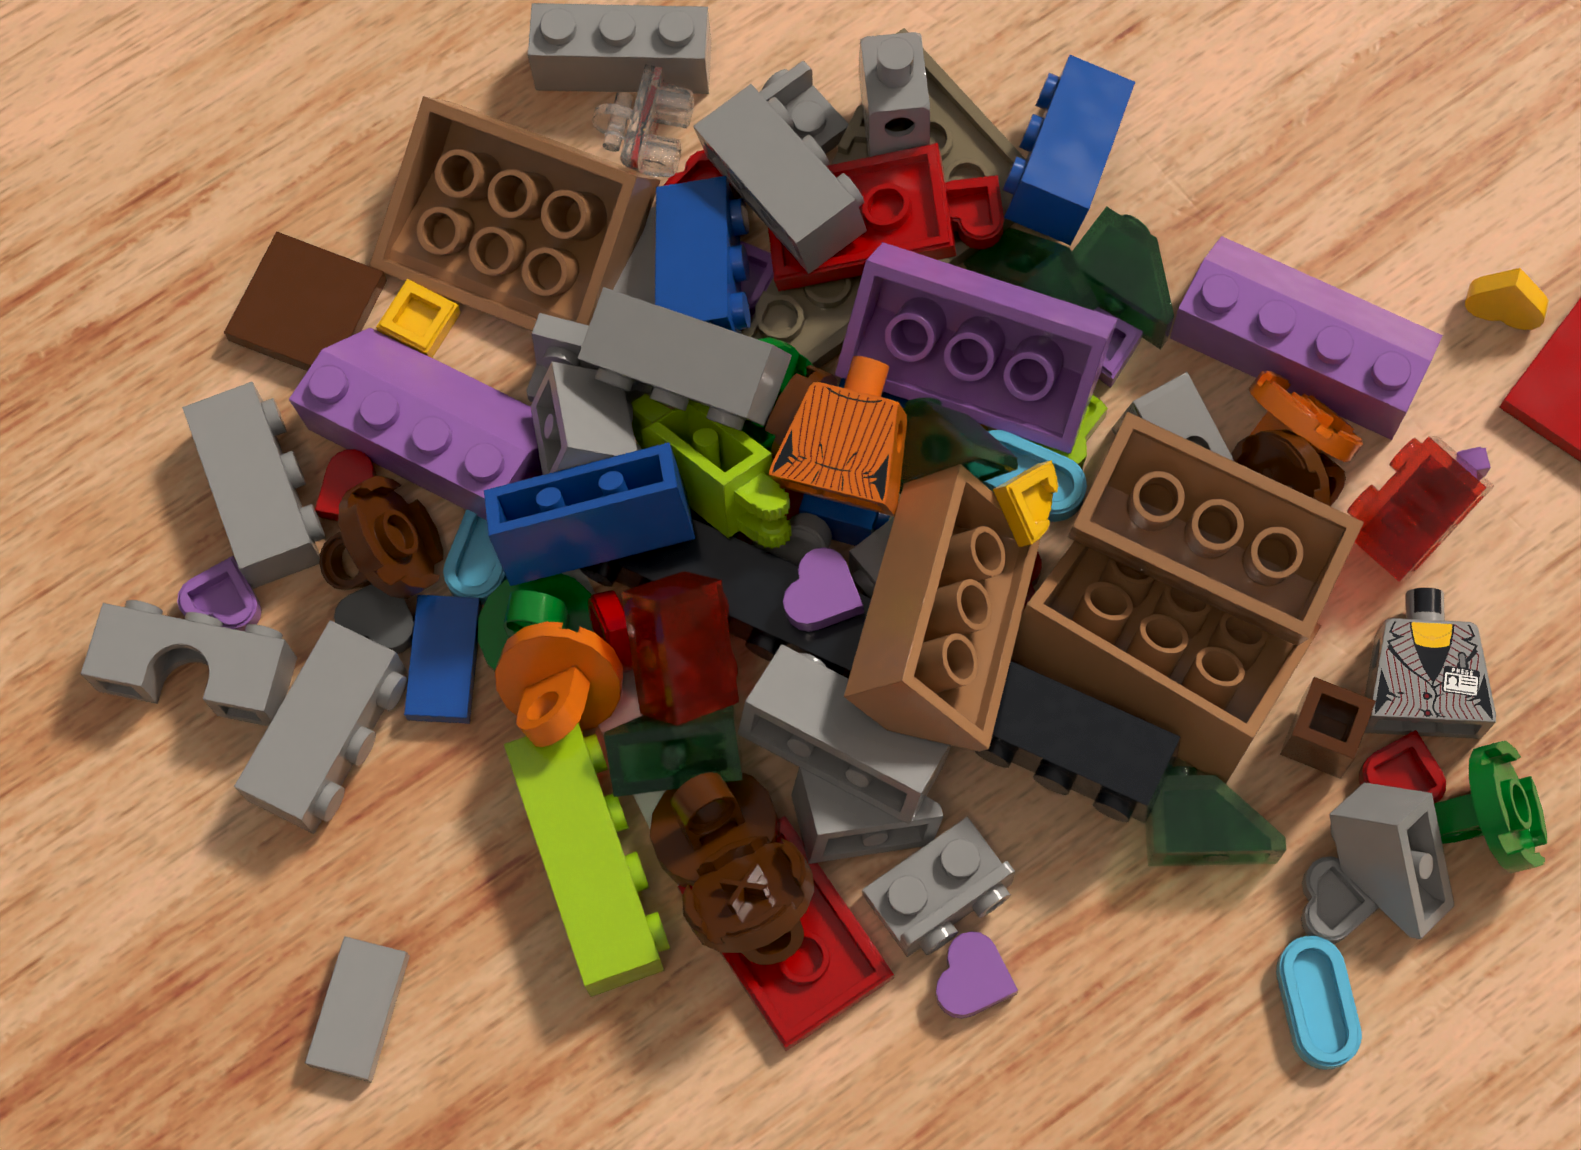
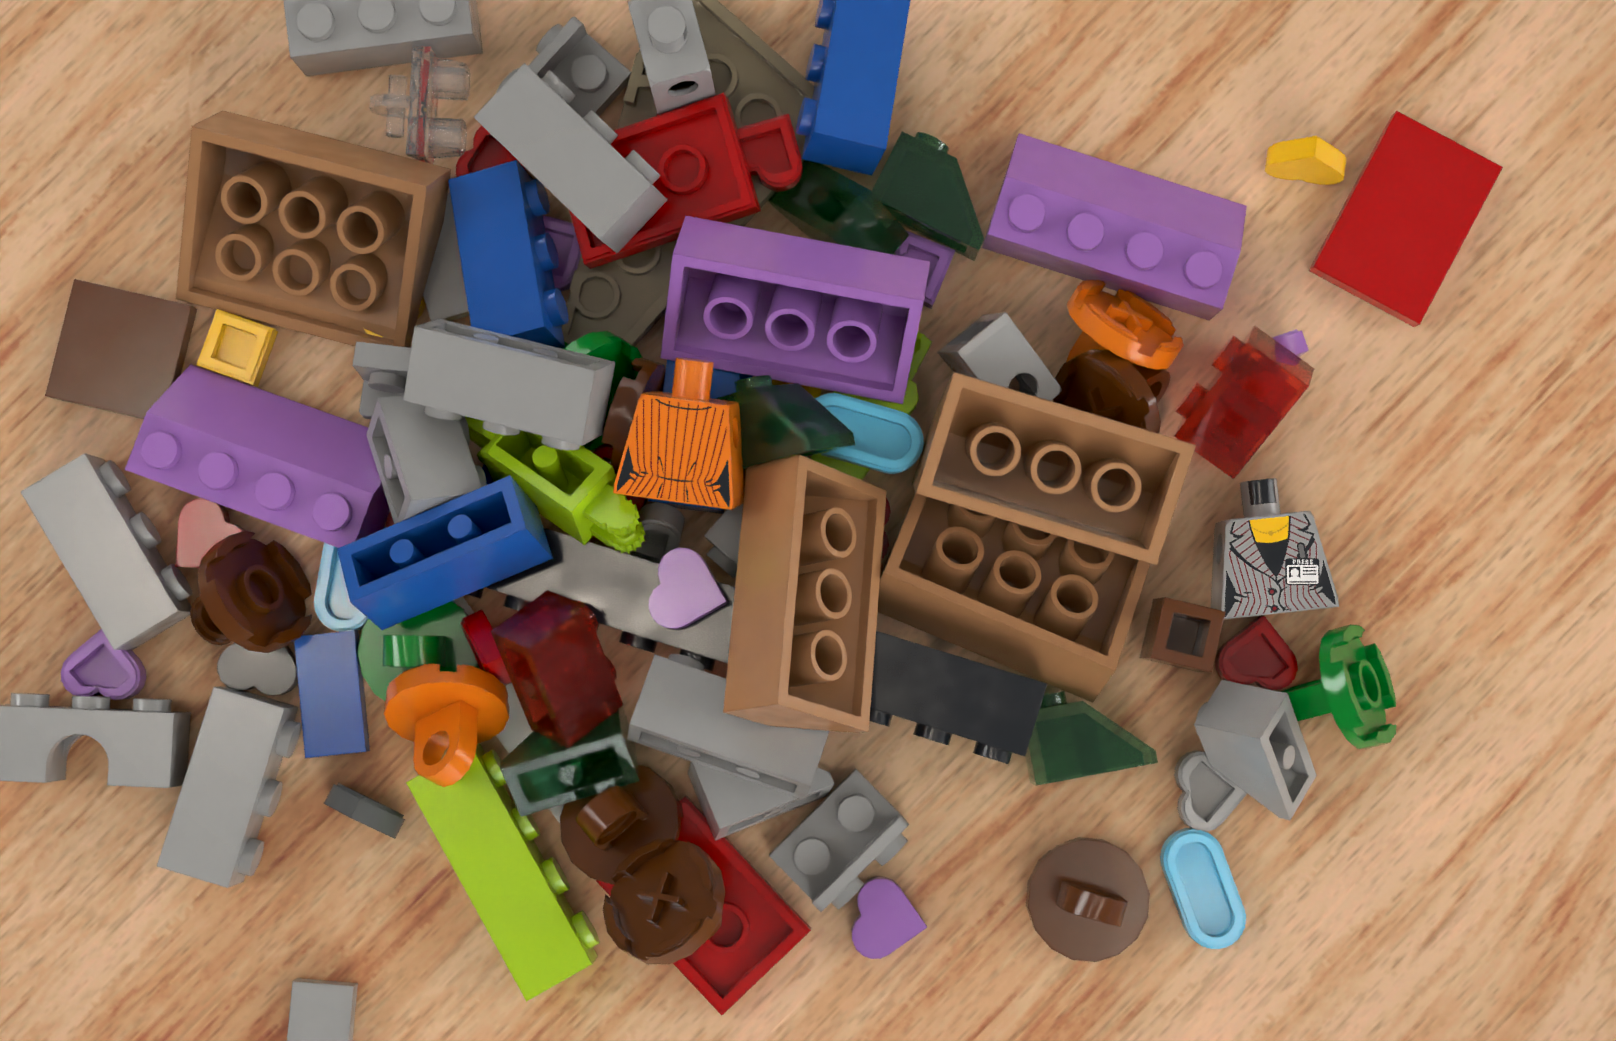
camera: 15 degrees left, 15 degrees up
(454, 774) = (365, 810): none -> dark grey tile
(1028, 502) = (869, 469): yellow tile -> none
(1193, 993) = (1087, 899): none -> reddish brown tile

